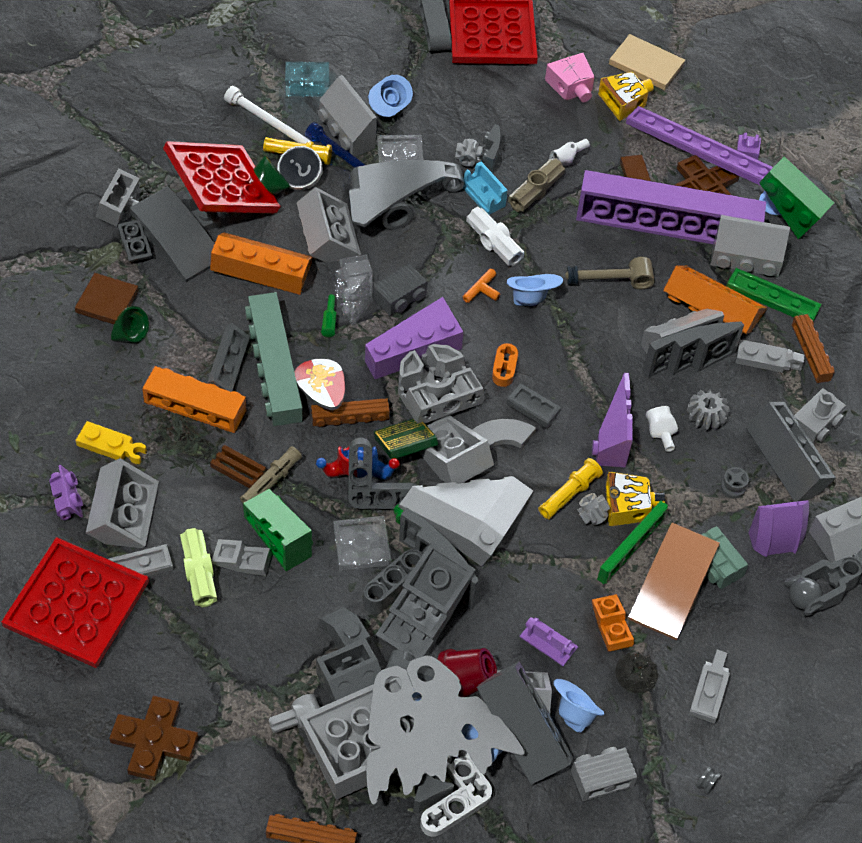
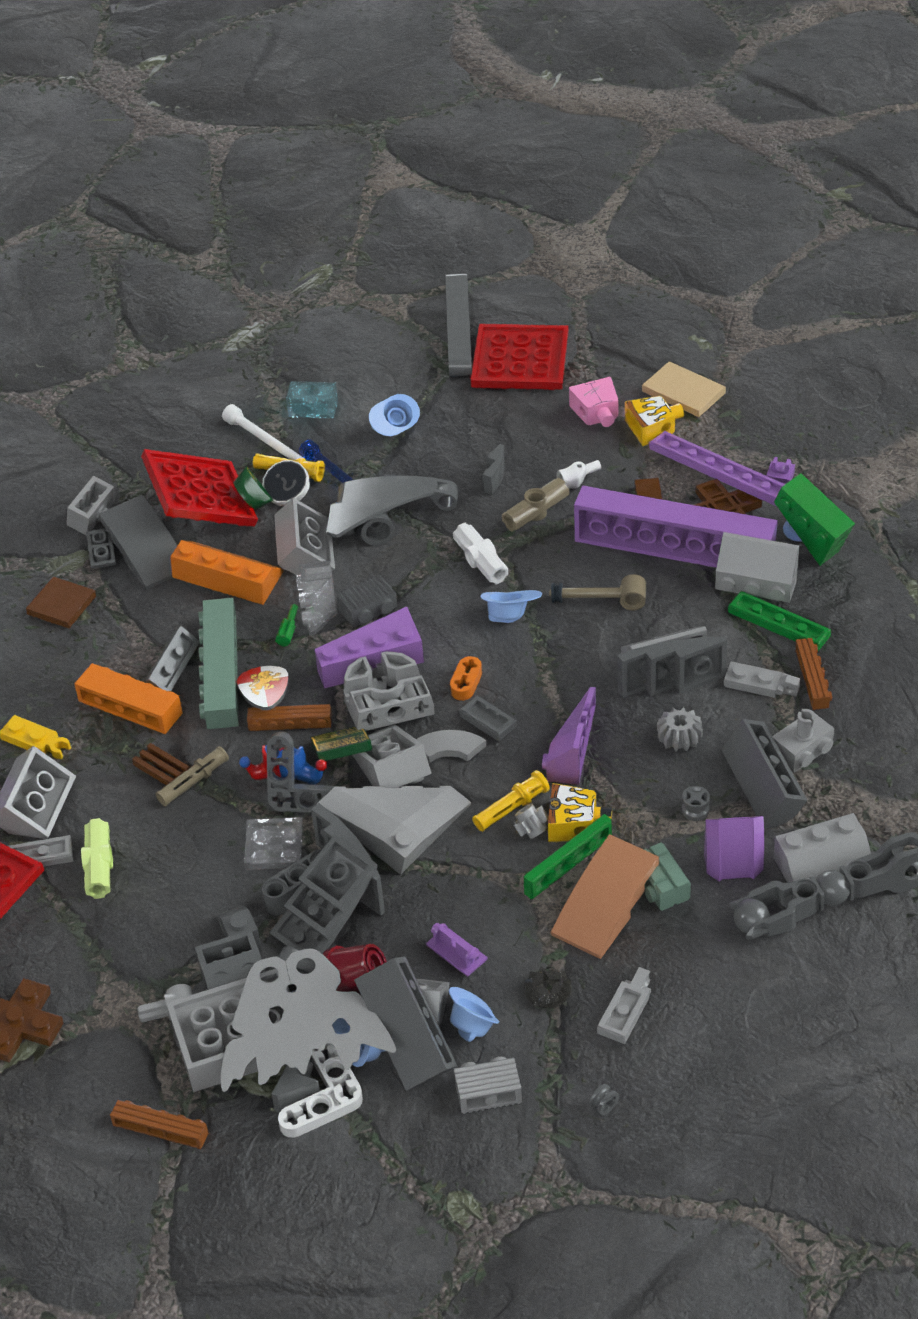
camera: 15 degrees right, 10 degrees down
(130, 325) = (78, 626): dark green piece -> none
(238, 557) = (140, 851): light grey slope -> none
(279, 529) = (188, 825): green wedge -> none
(348, 117) = (345, 436): light grey slope -> none
(399, 147) = (396, 465): clear plate -> none
(468, 152) = (468, 471): light grey gear -> none
(481, 286) = (458, 602): orange piece -> none
(485, 189) = (479, 507): medium azure hinge -> none
(612, 622) = (531, 936): orange slope -> none
(662, 425) = (626, 743): white piece -> none
(706, 293) = (693, 610): orange slope -> none

